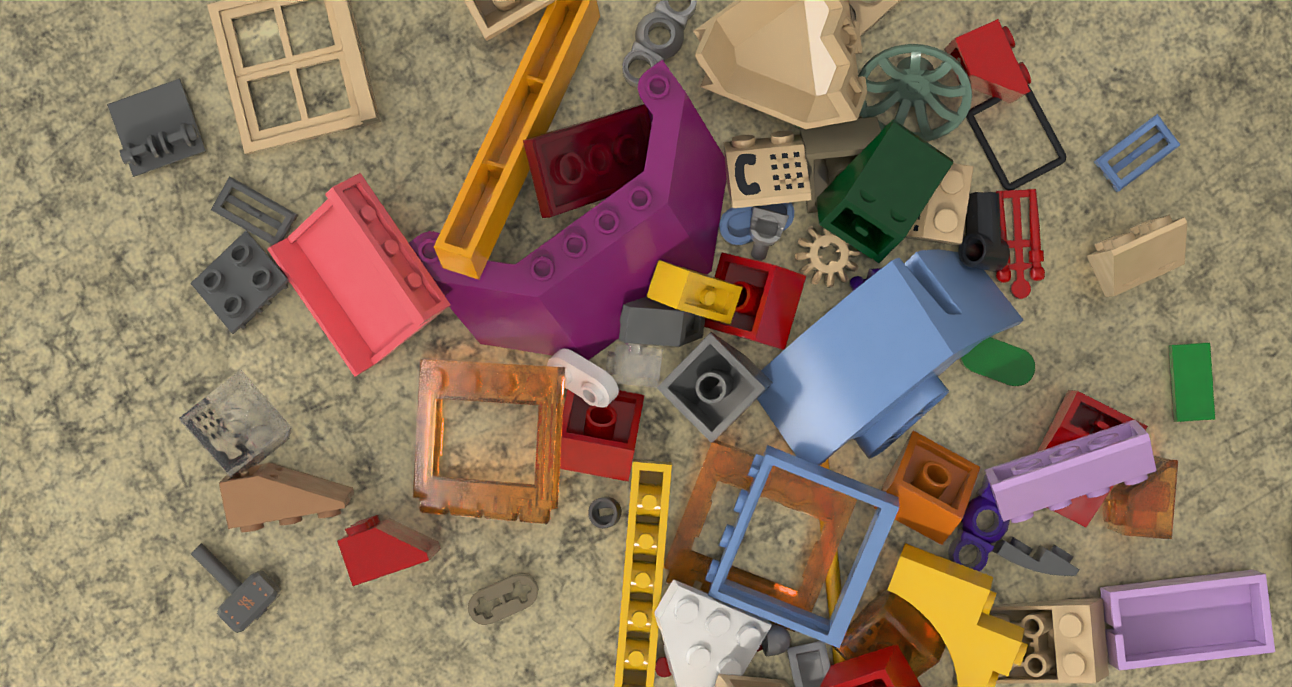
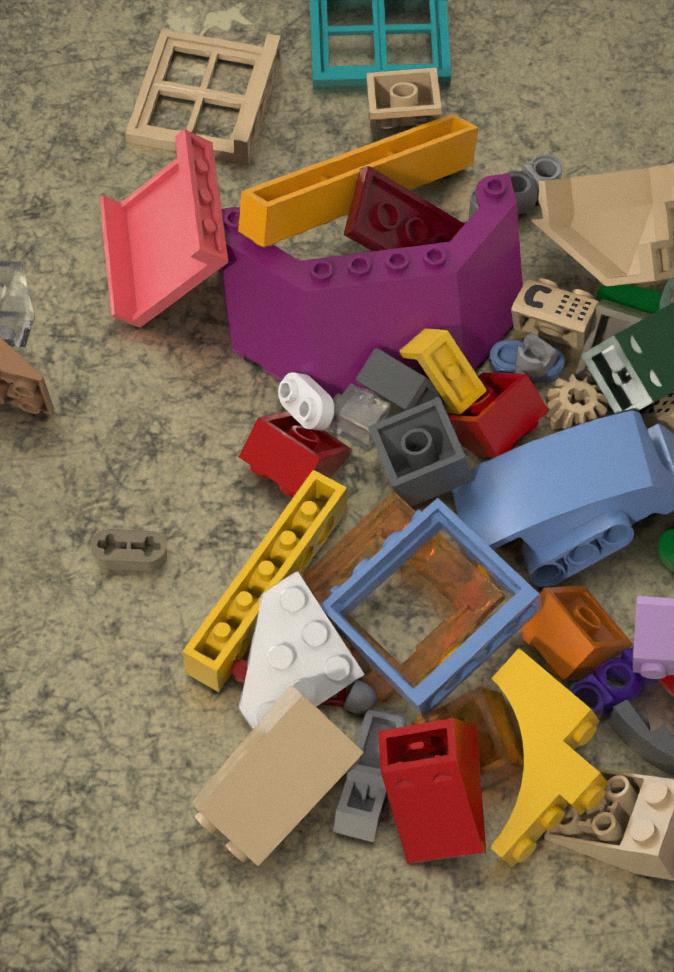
camera: 25 degrees right, 30 degrees down
(156, 128) = (66, 91): dark grey hinge -> none
(240, 282) = (62, 214): dark grey hinge -> none
(283, 228) = (112, 165): dark grey tile -> none
(383, 547) = (52, 437): red slope -> none
(494, 384) = (183, 451): clear orange hinge -> none
(606, 520) = (265, 513): dark grey hinge -> none

